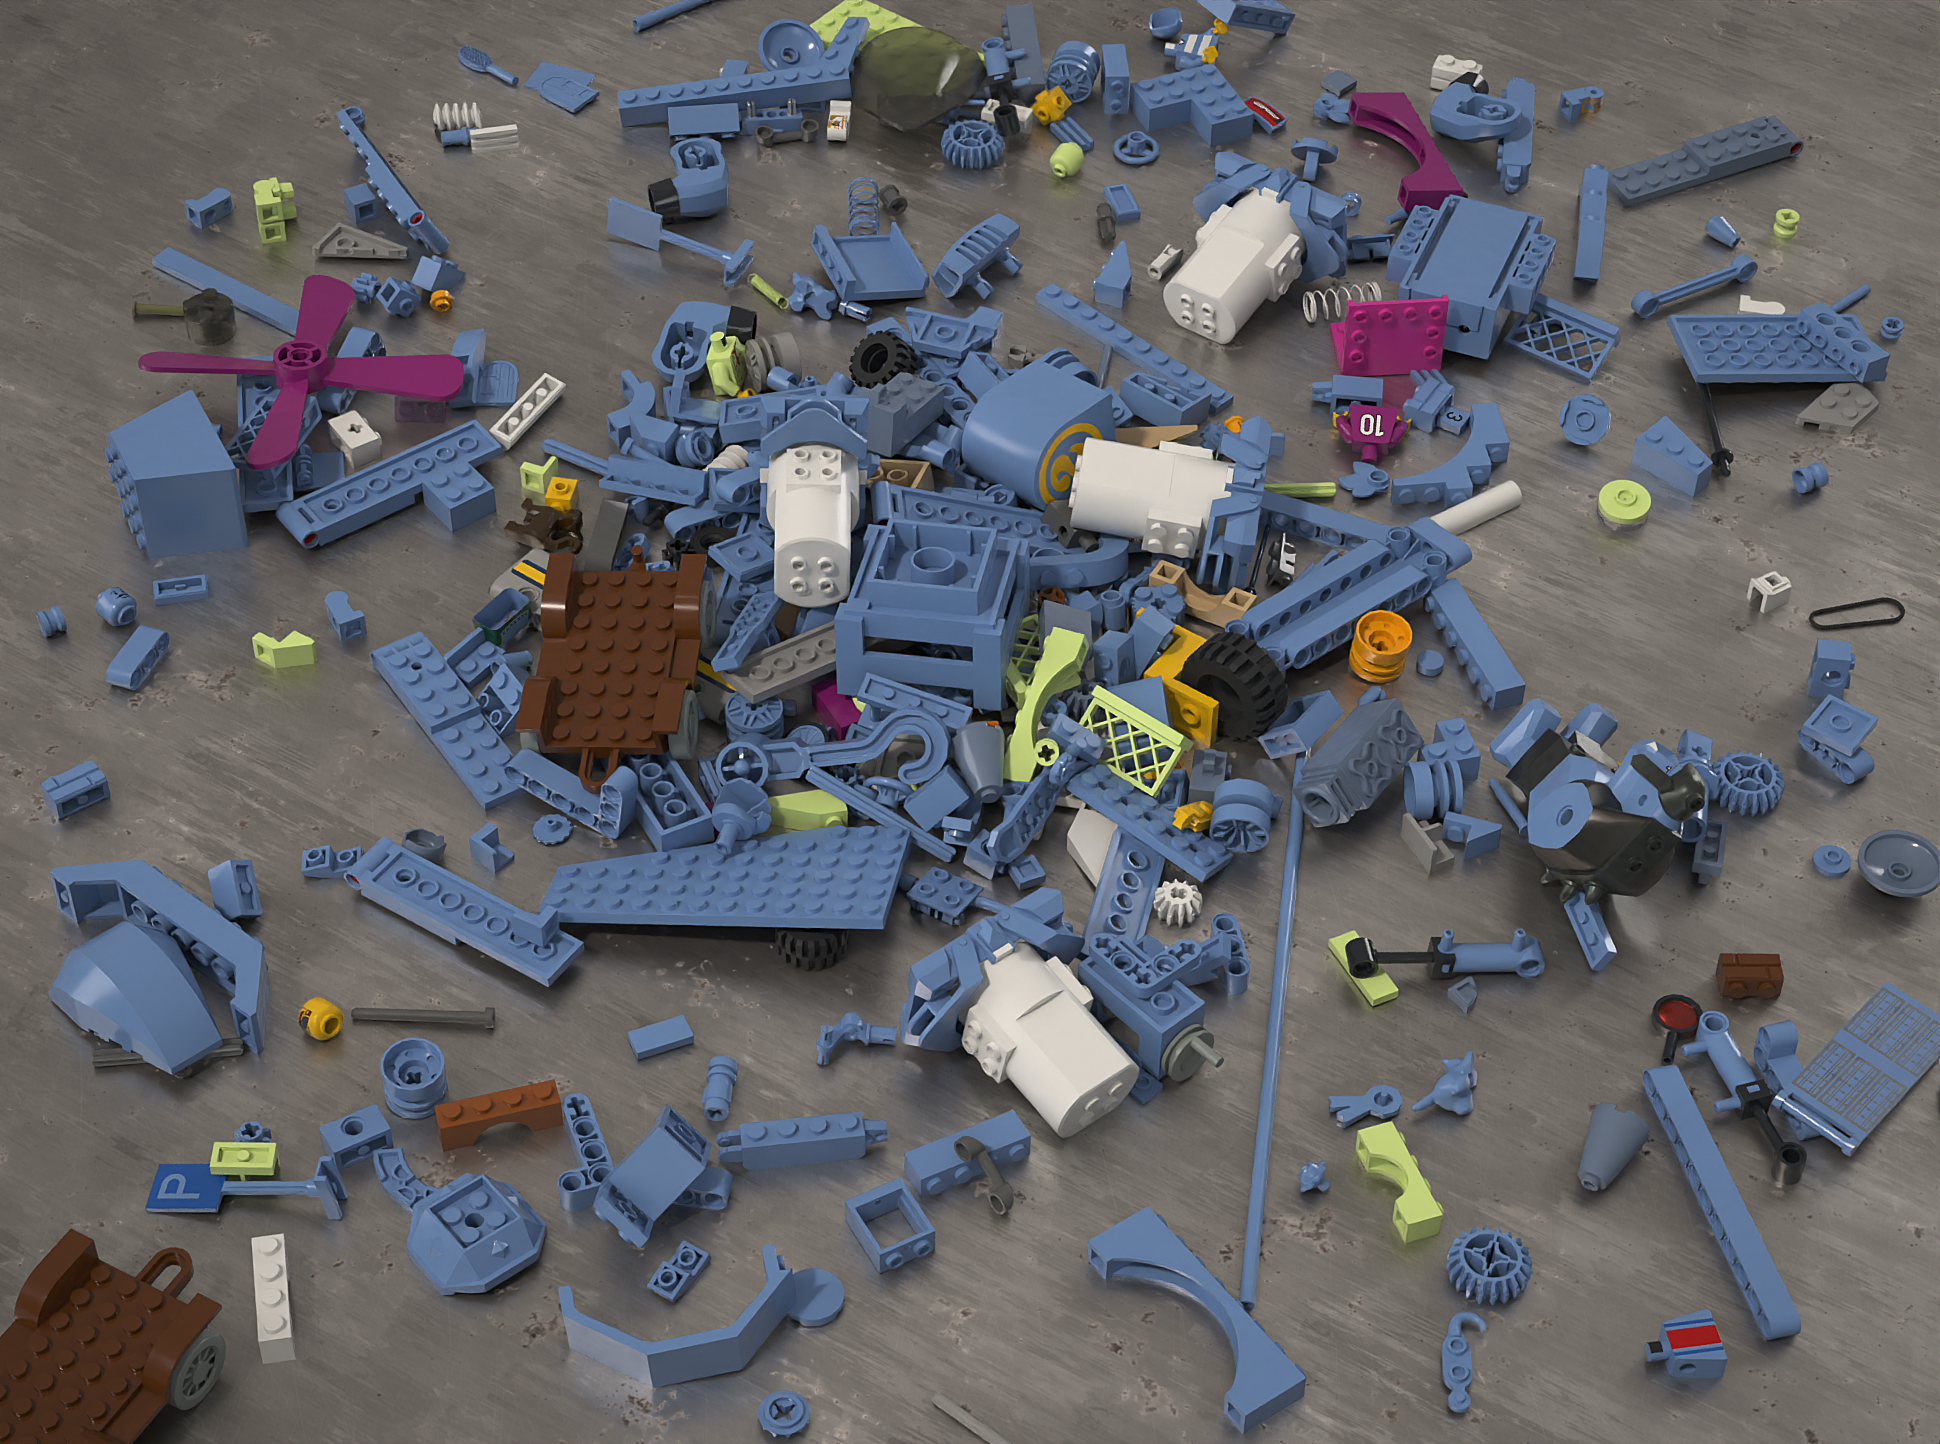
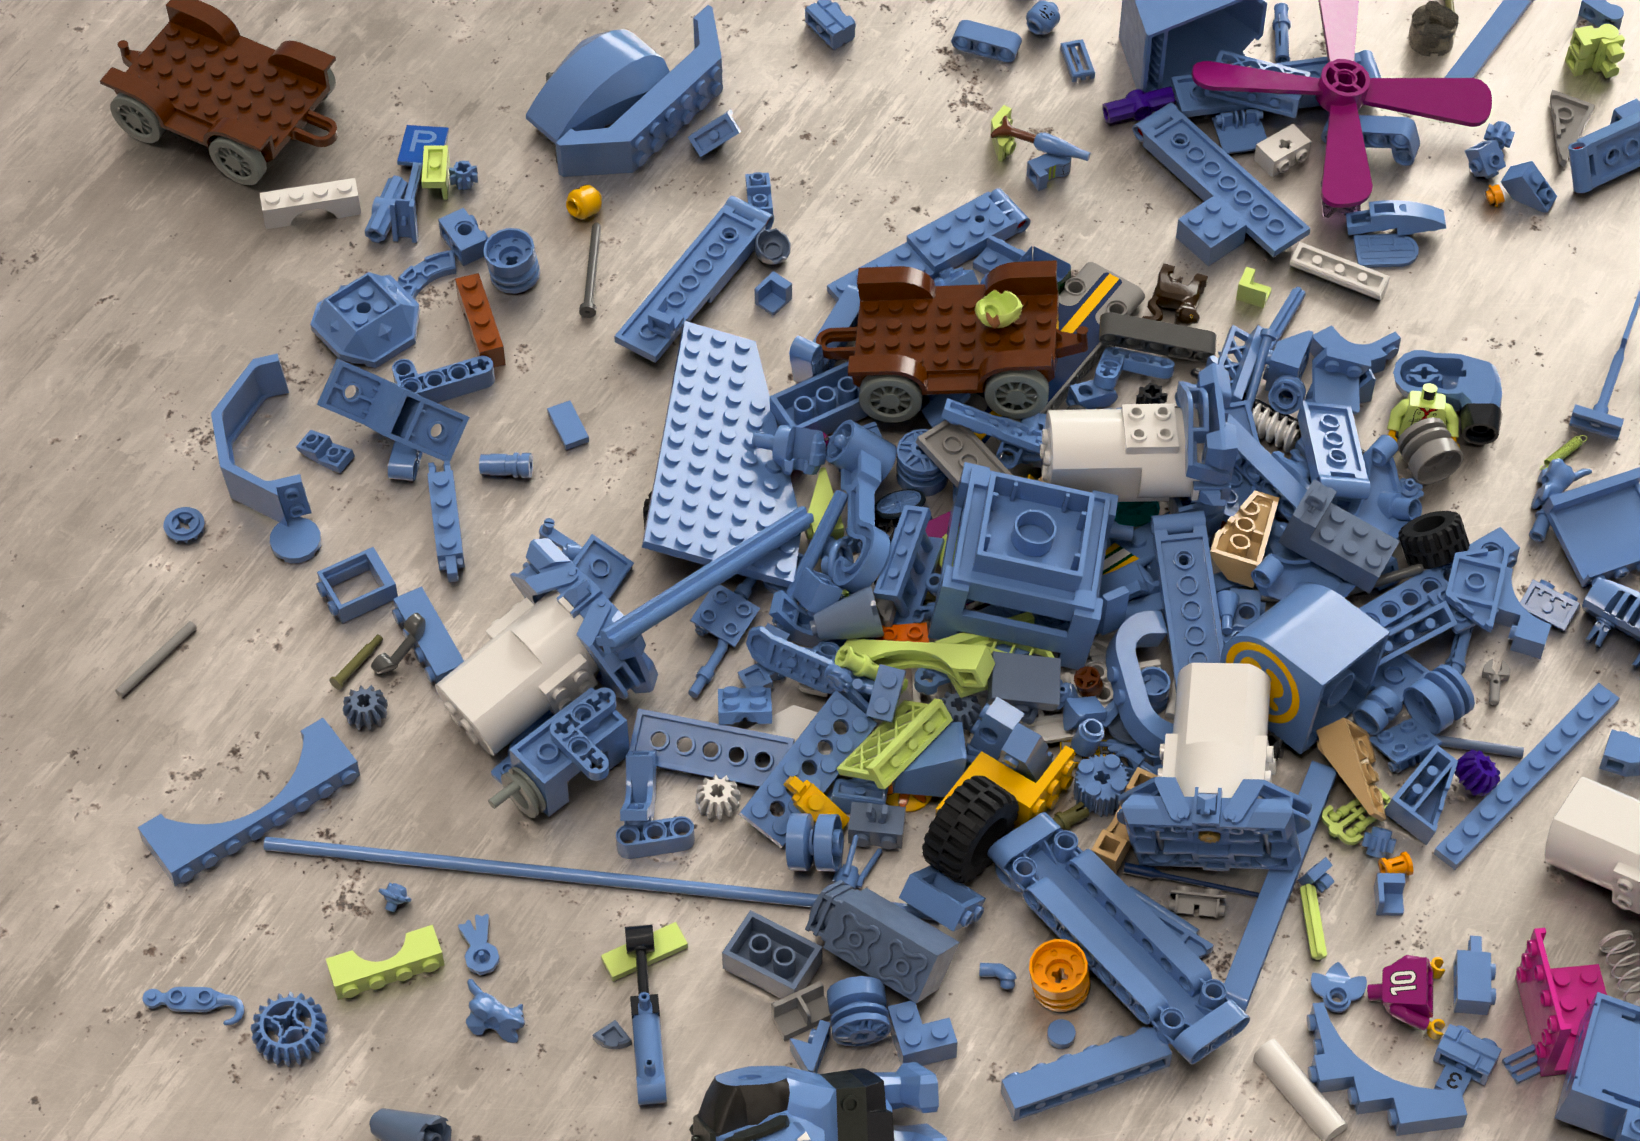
camera: 90 degrees right, 10 degrees up
(264, 541) = (1137, 104): none -> dark purple piece
(294, 1219) = (380, 219): none -> medium blue piece
(319, 605) = (1042, 141): none -> medium blue piece
(552, 829) = (805, 330): medium blue piece -> none
(562, 494) = (1218, 306): yellow brick -> none
(609, 602) = (998, 309): none -> yellowish green hair
(873, 1001) = (602, 565): none -> medium blue tile
(954, 305) = (1549, 604): none -> medium blue bracket
(954, 853) = (703, 580): none -> medium blue axle
(995, 1229) = (354, 664): none -> olive piece
(1063, 1212) = (365, 707): none -> sand blue gear
(1073, 867) = (742, 703): none -> medium blue brick
(1144, 363) = (1477, 772): none -> dark purple gear
(1373, 856) = (771, 956): none -> sand blue brick

